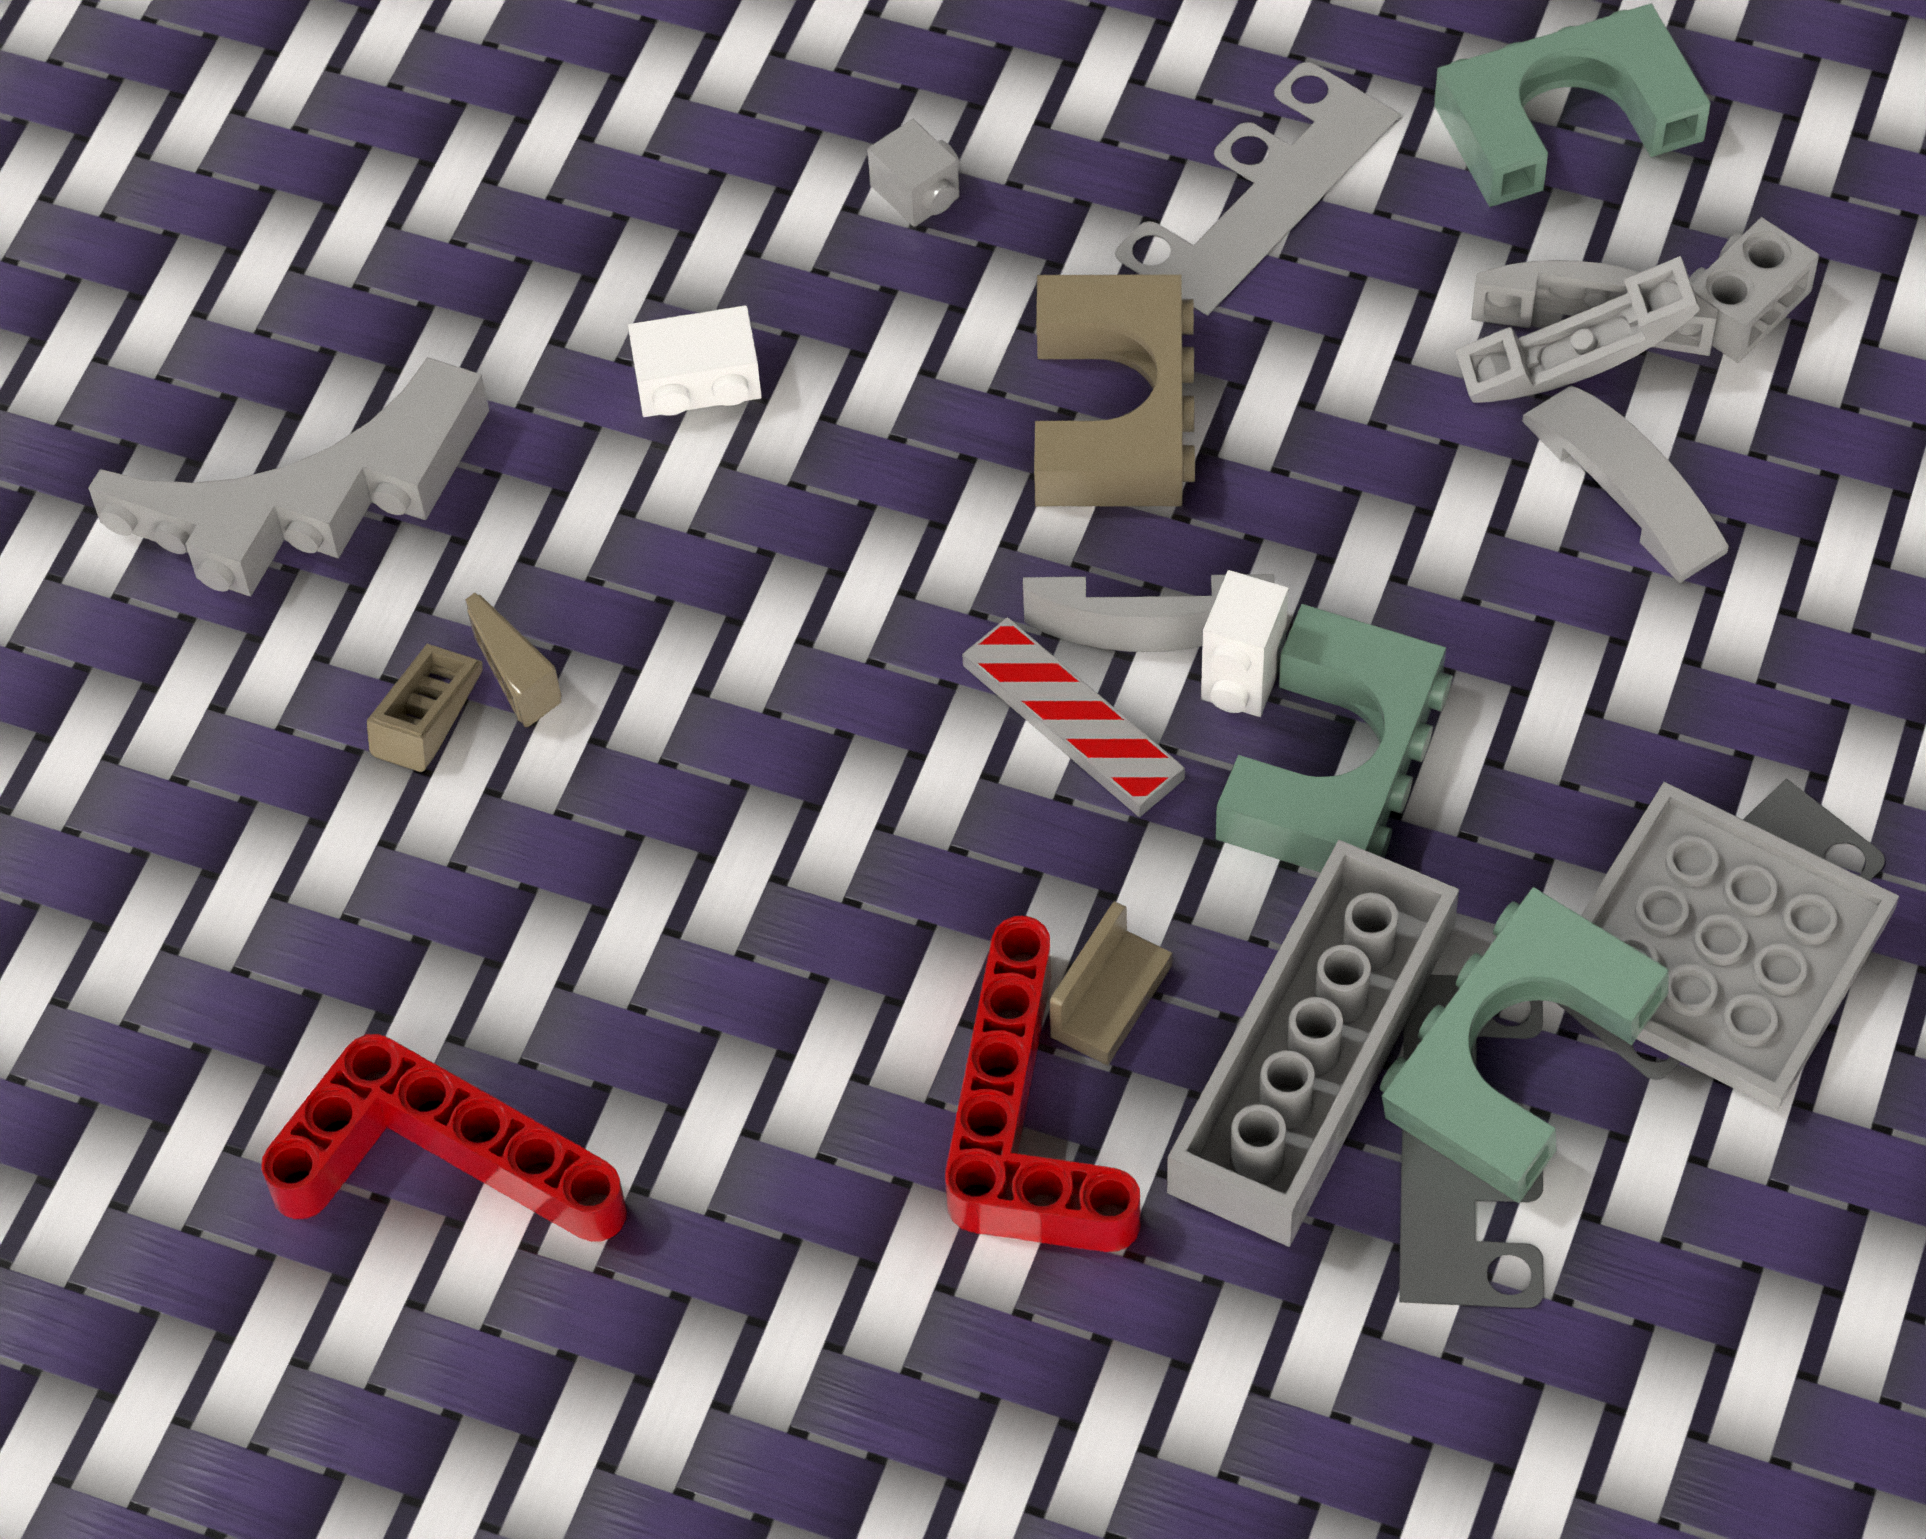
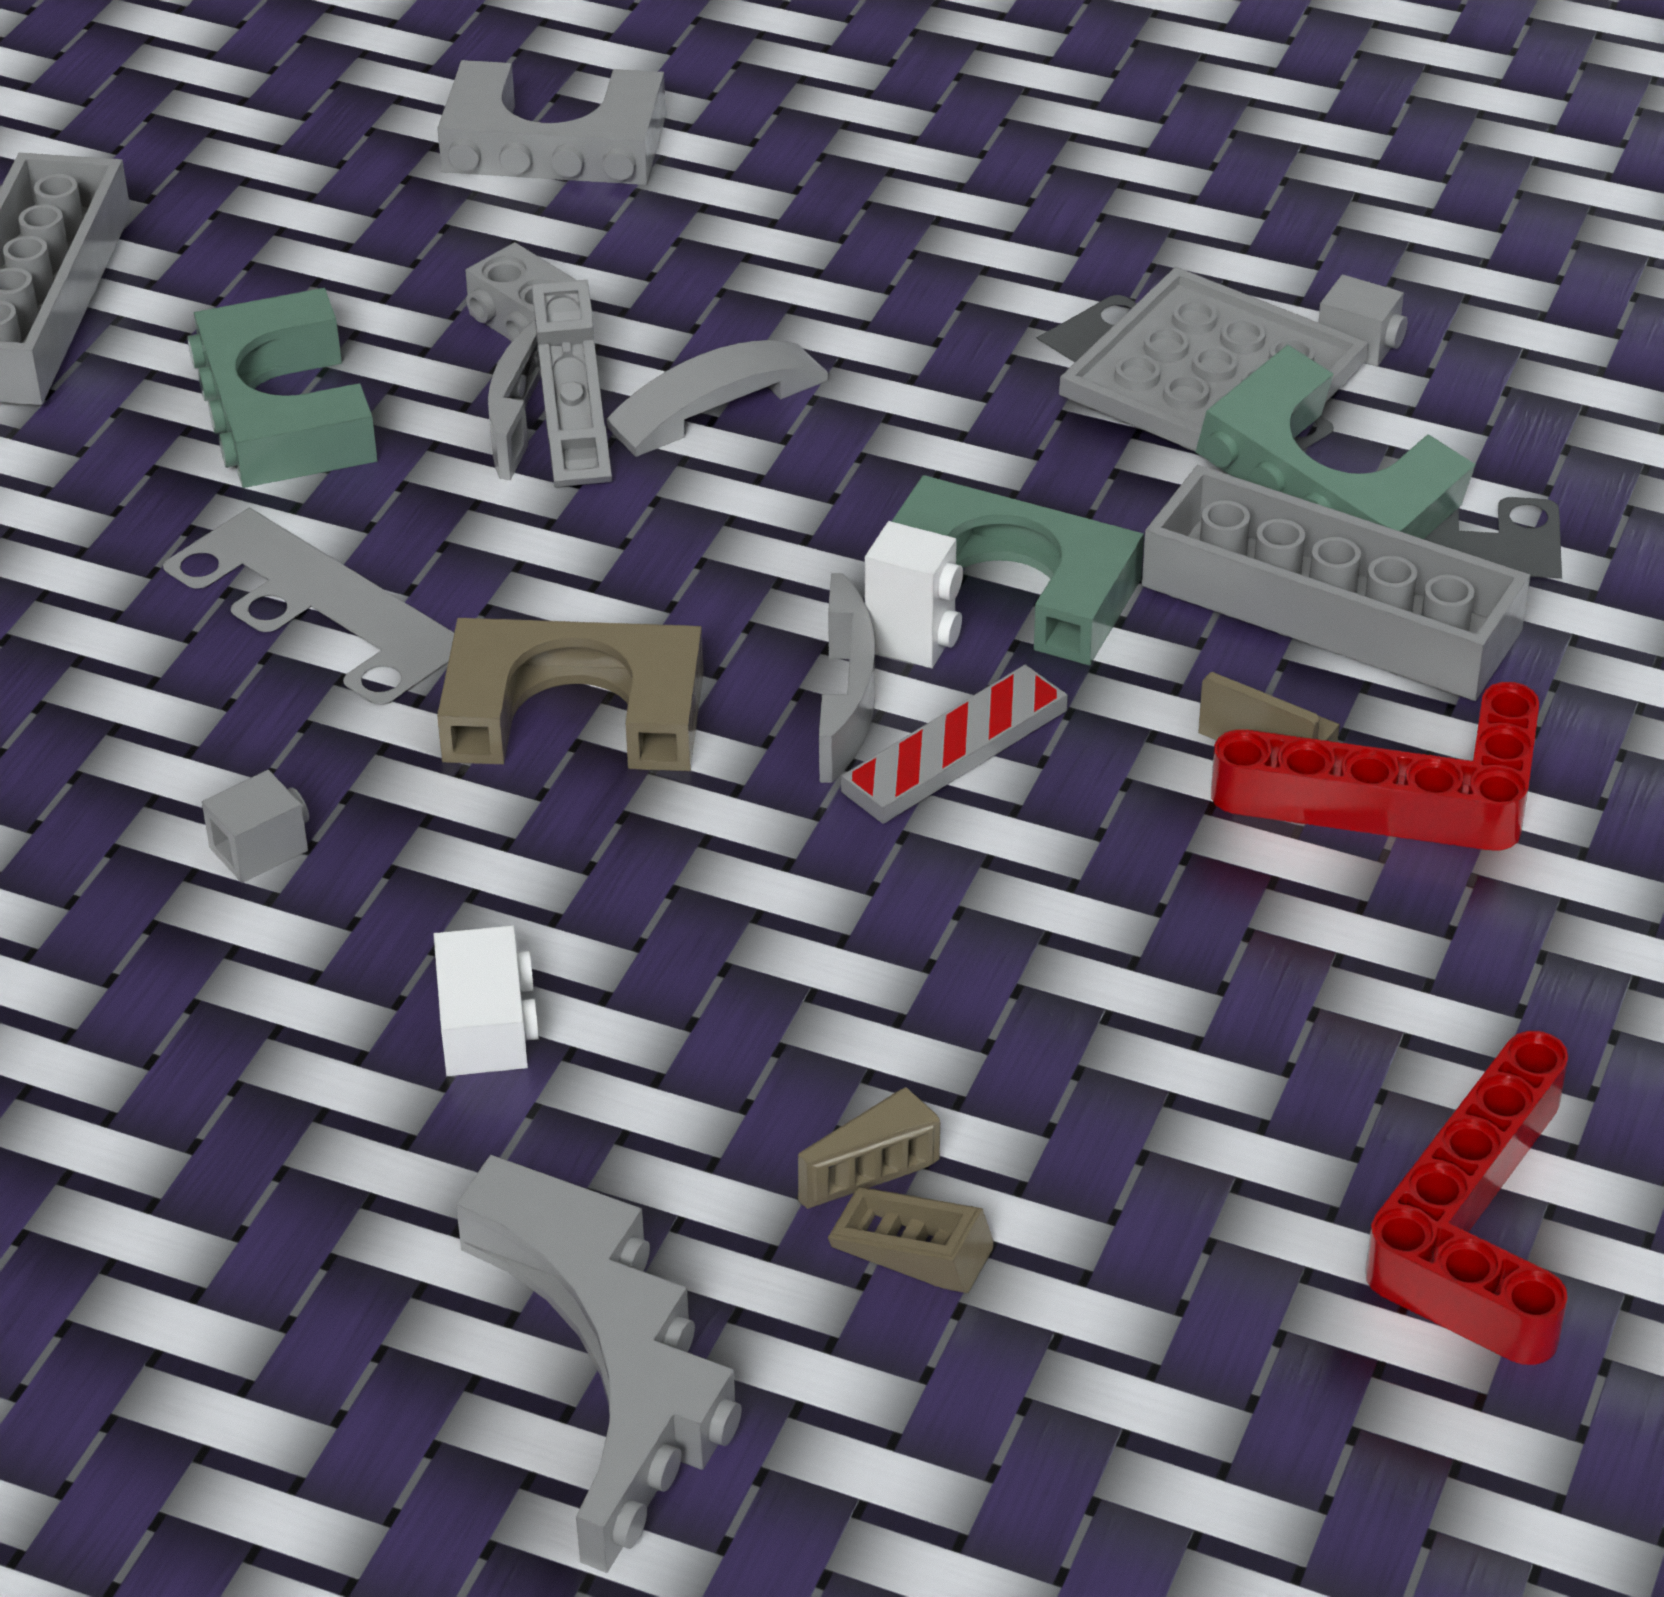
camera: 90 degrees left, 15 degrees down
(1832, 1095) = (1366, 313): none -> light grey brick

